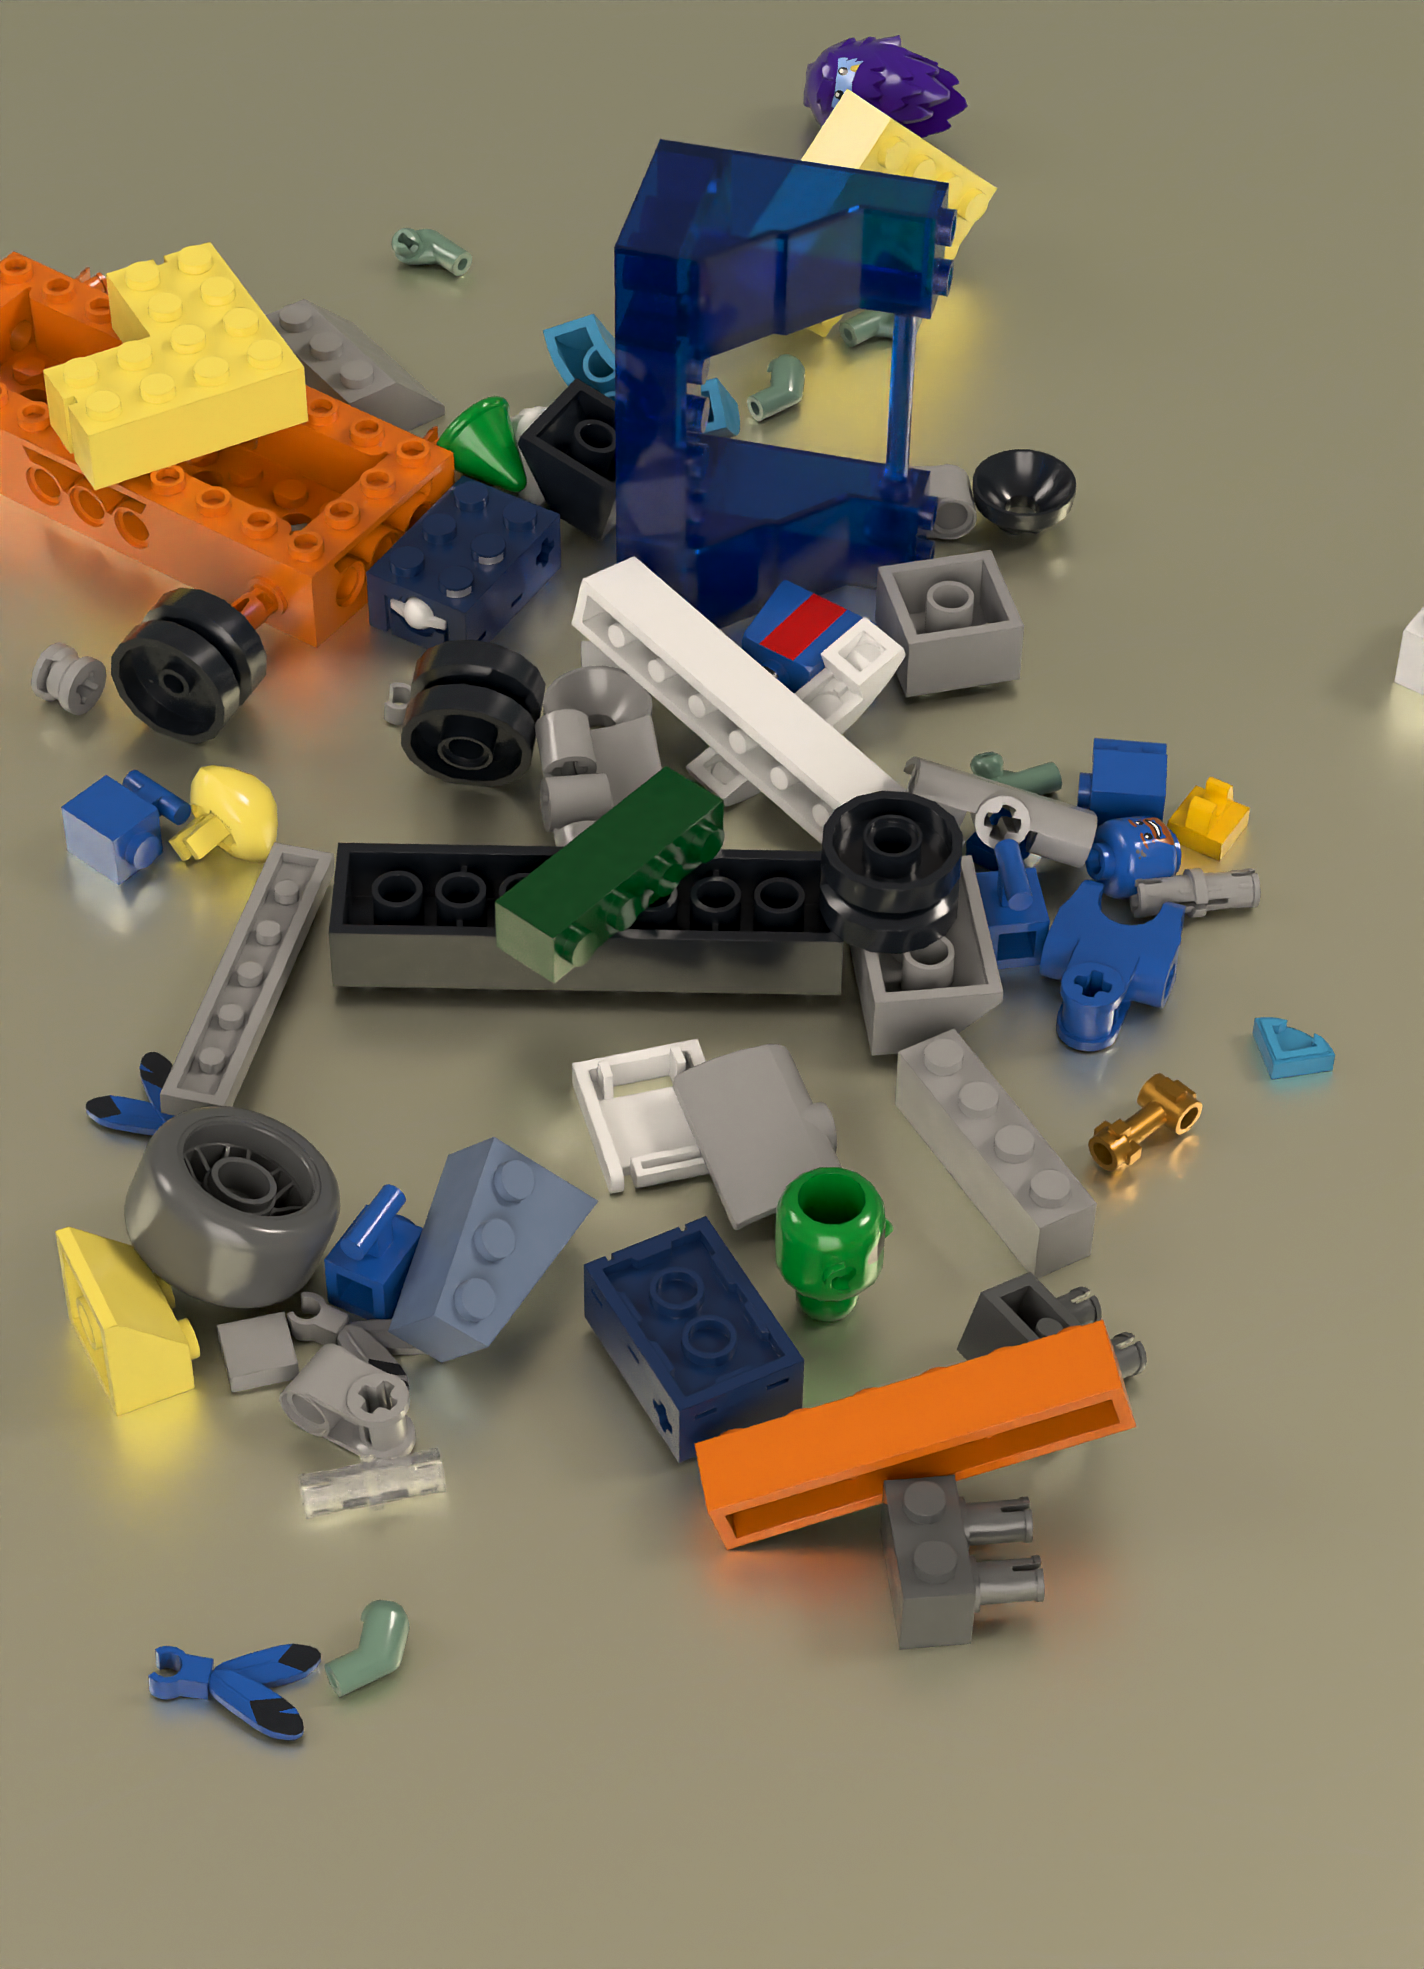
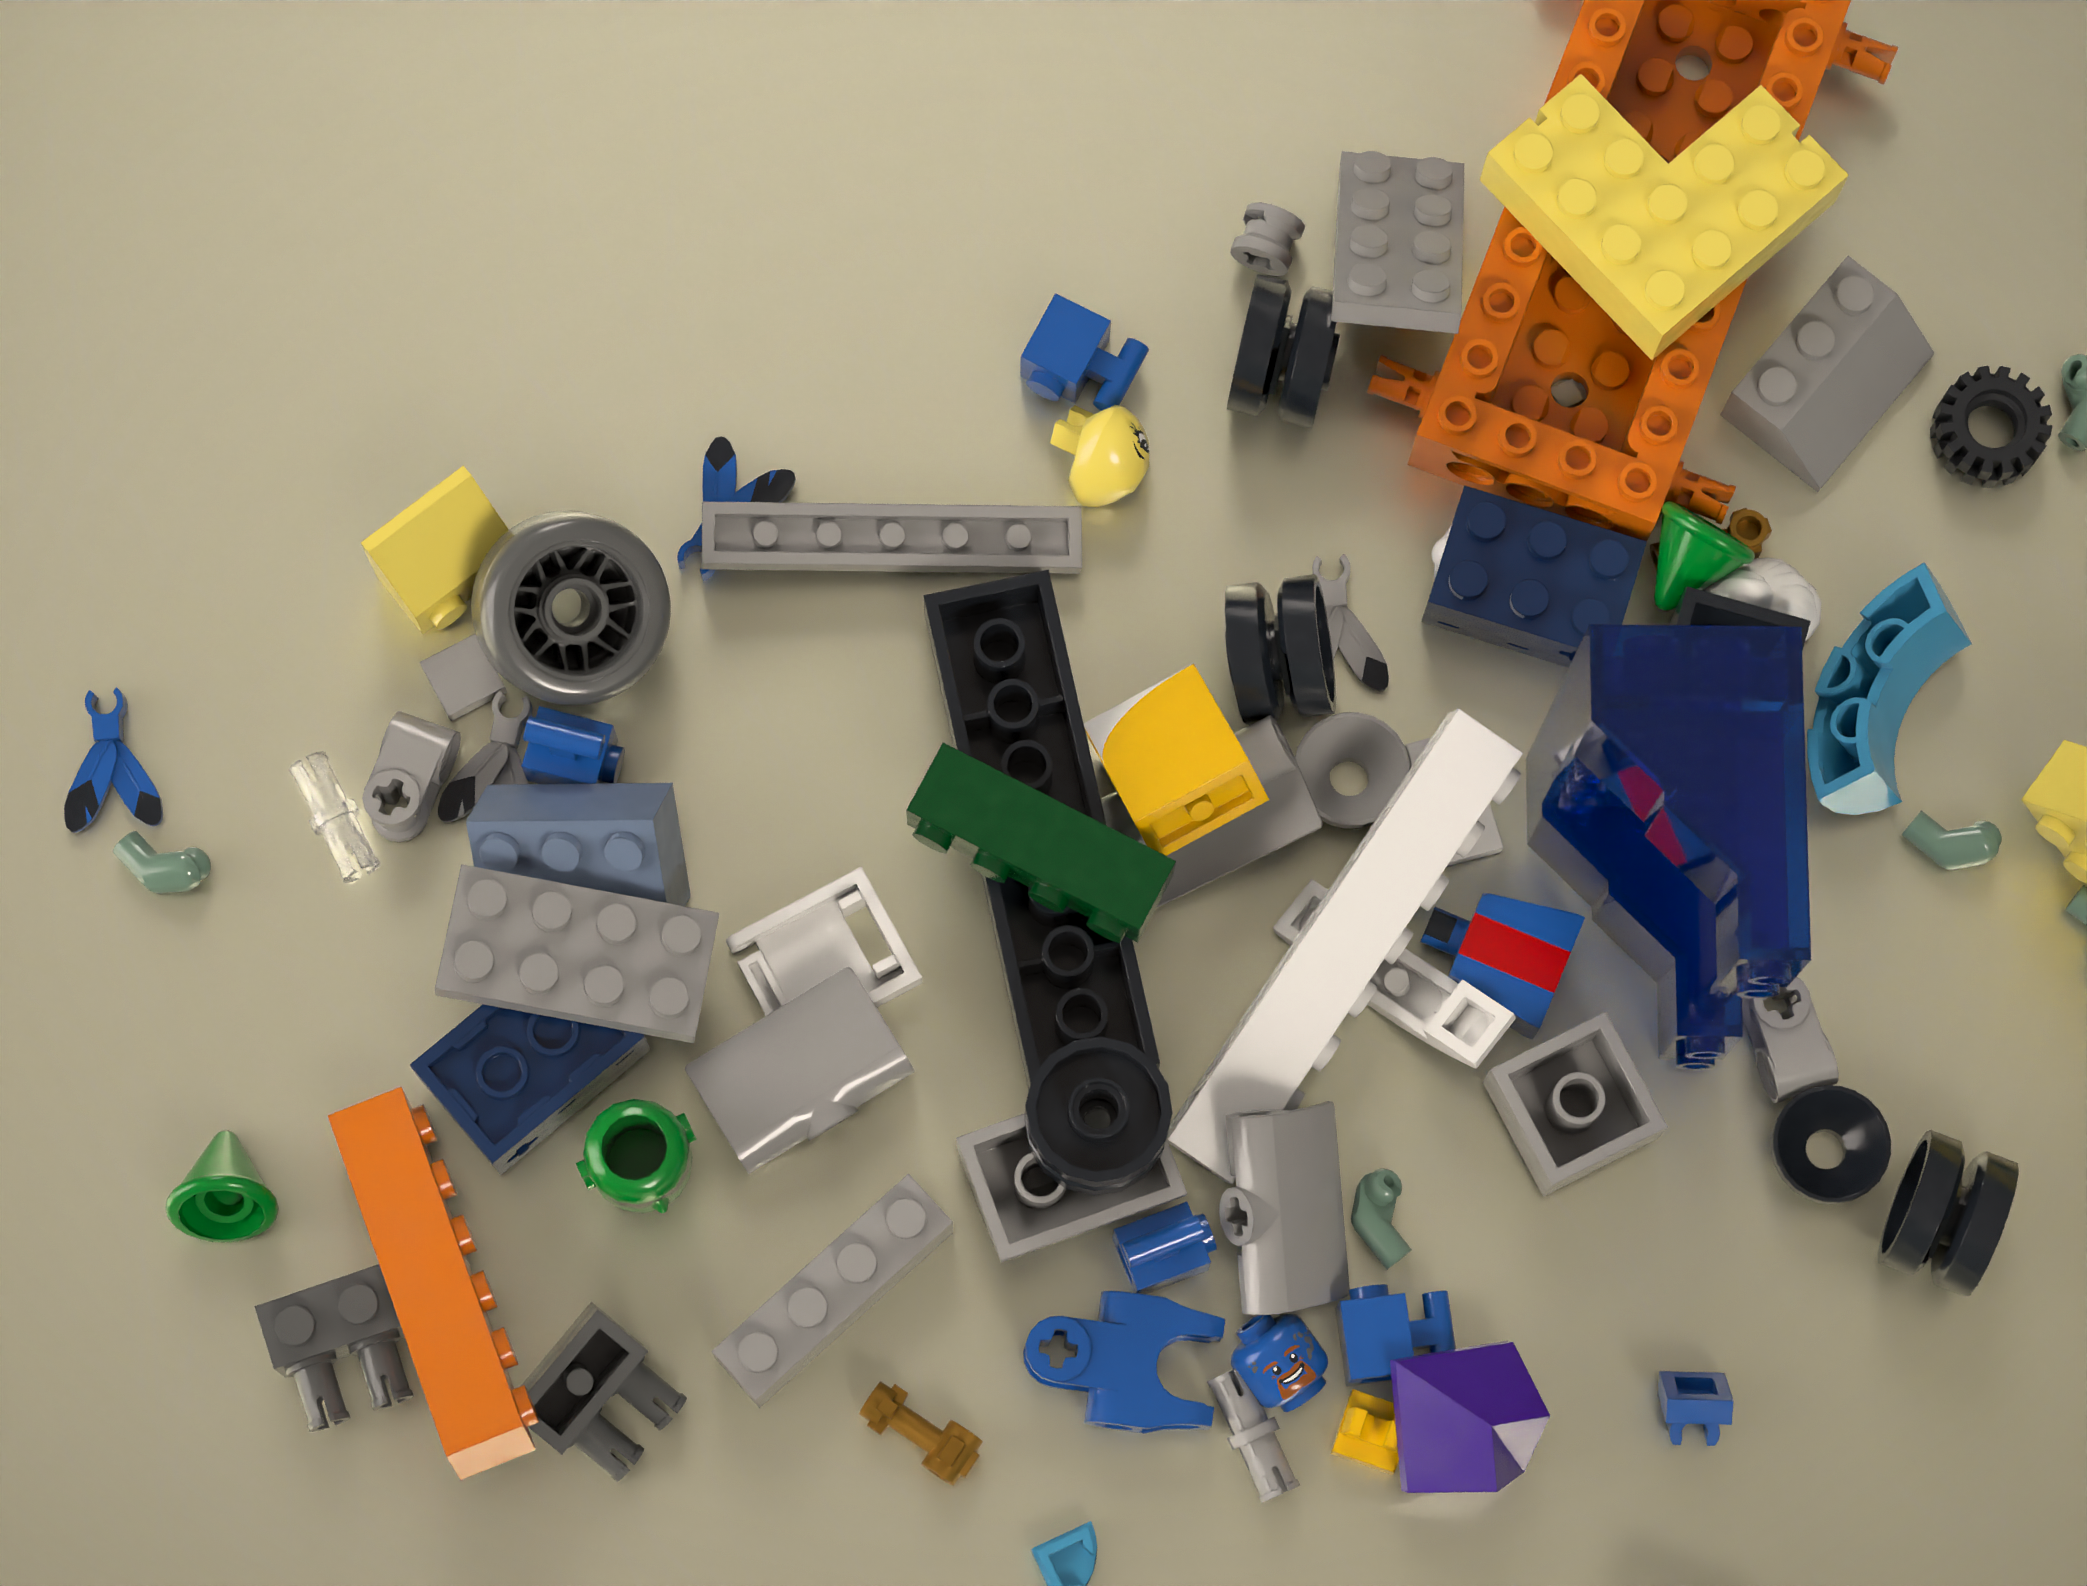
camera: 75 degrees right, 30 degrees up
(121, 567) = (1399, 242): none -> light grey plate
(432, 298) = (2006, 394): none -> black tyre
(550, 783) = (1175, 762): none -> yellow panel
(604, 1247) = (577, 954): none -> light grey plate
(761, 1637) = (222, 1195): none -> green hat
(1105, 420) = (1948, 1213): none -> black wheel
(1220, 732) = (1465, 1418): none -> dark purple slope
(1228, 614) = (1695, 1400): none -> blue tile

